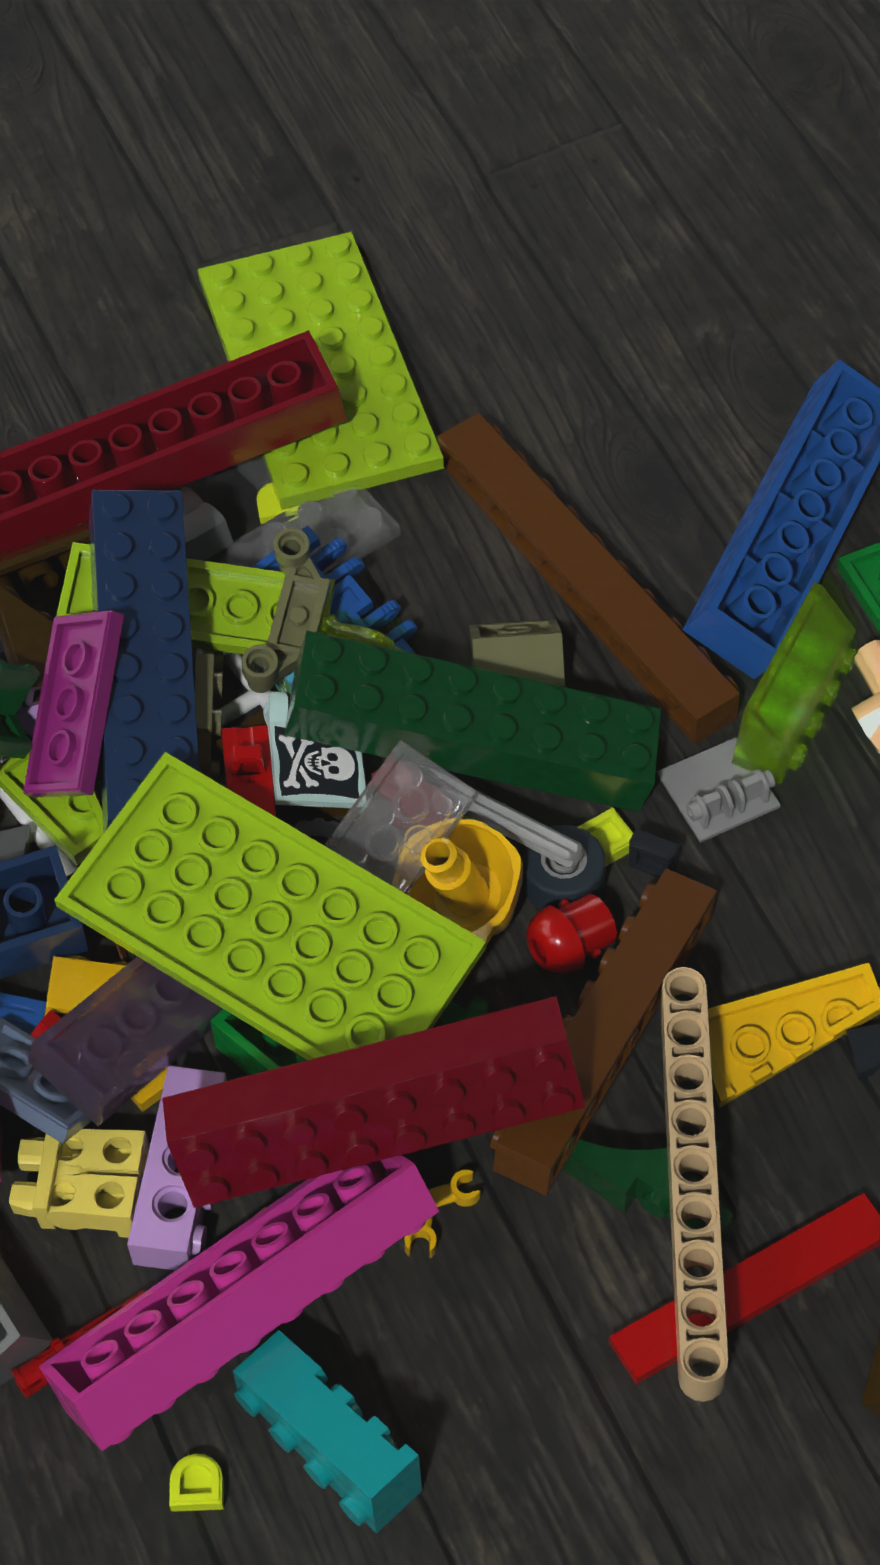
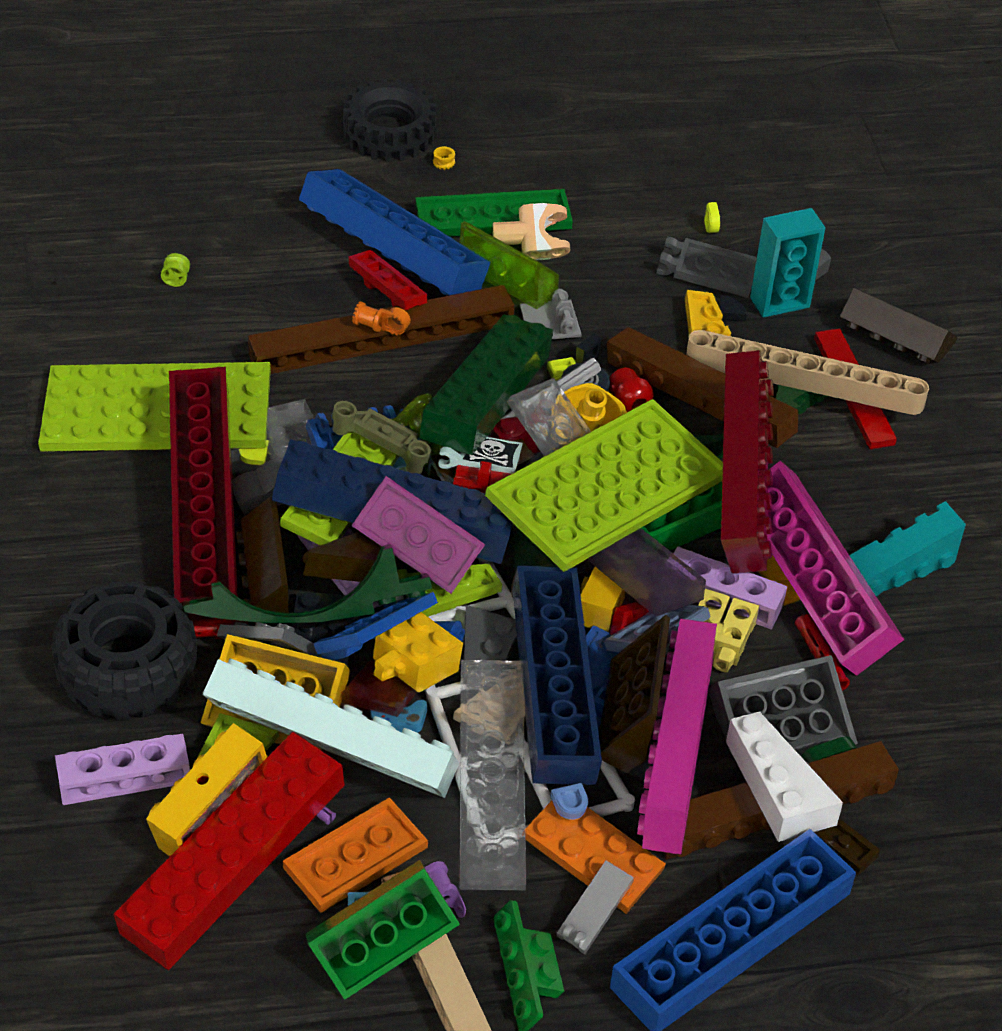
camera: 80 degrees left, 10 degrees down
(196, 1484) = (914, 625): neon yellow tile -> none
(520, 649) = (426, 368): olive slope -> none
(563, 547) = (381, 318): none -> orange connector
(603, 297) = (175, 270): none -> lime wheel
(680, 542) = (387, 279): none -> red hinge

